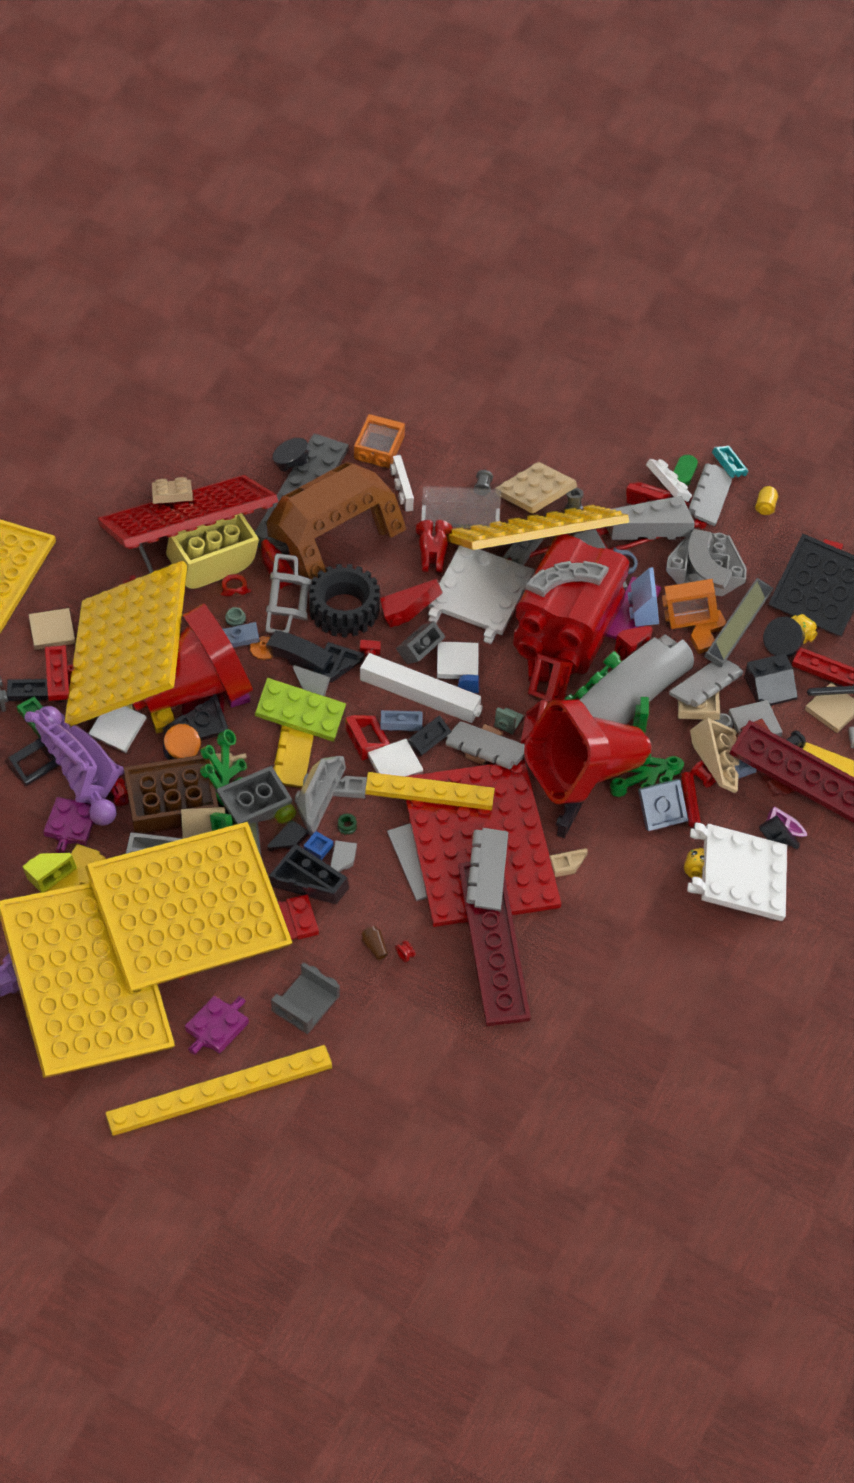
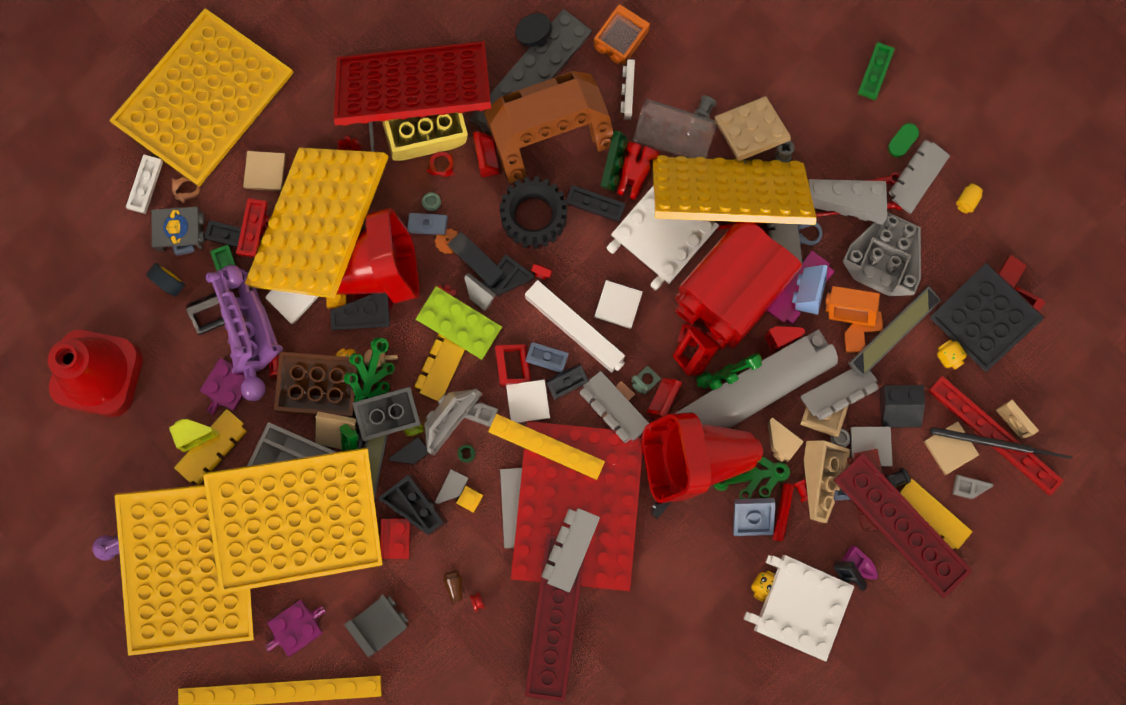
camera: 20 degrees right, 25 degrees up
(172, 491) = (409, 49): tan plate -> none
(181, 742) = (341, 334): orange piece -> none
(299, 580) = (474, 179): light grey bar -> none
(318, 845) = (433, 470): blue plate -> none
(364, 864) = (469, 499): none -> yellow plate
(400, 581) = (595, 203): none -> black plate
(406, 604) = (587, 233): red slope -> none
(410, 541) = (614, 161): none -> dark green plate
(420, 642) = (588, 279): dark grey brick -> none
(469, 683) = (621, 333): blue tile -> none
(566, 572) = (734, 267): light grey tile -> none
(567, 862) = (649, 547): tan tile -> none
(636, 421) = (876, 71): none -> green plate
(641, 492) = (853, 168): red tile -> none
(641, 714) = (765, 417): green plate -> none
(666, 736) = (782, 441): none -> tan slope
(669, 479) = (882, 151): white plate -> none
(702, 561) = (880, 260): light grey tile -> none
(729, 461) = (948, 141): teal tile -> none
(783, 636) = (930, 362): black tile -> none

